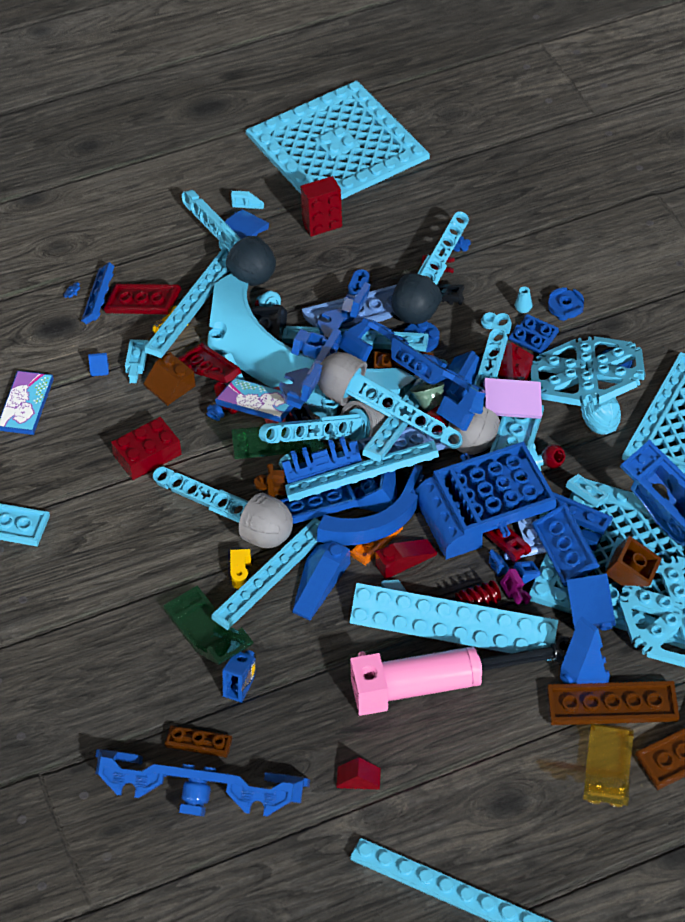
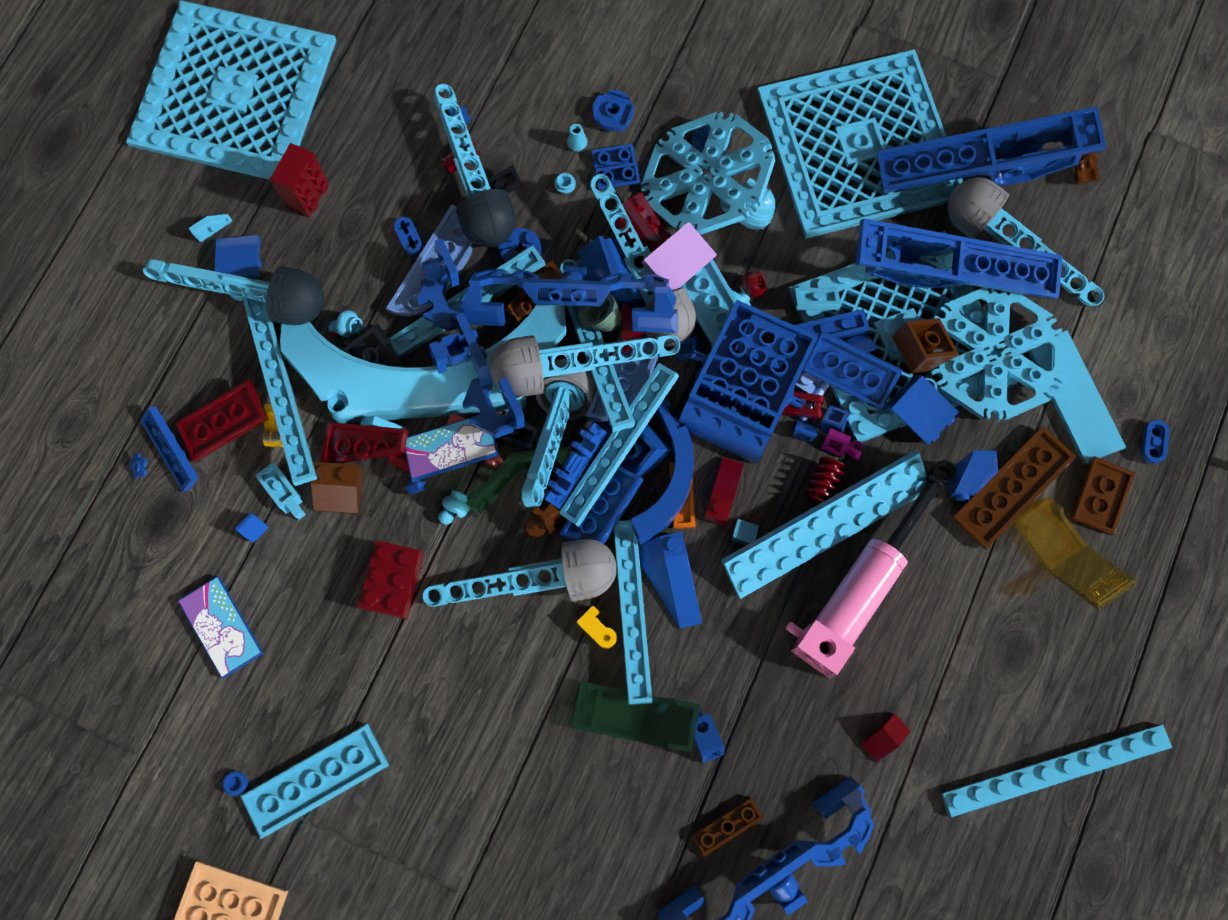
camera: 45 degrees left, 25 degrees up
(225, 439) = (455, 504): none -> medium azure animal

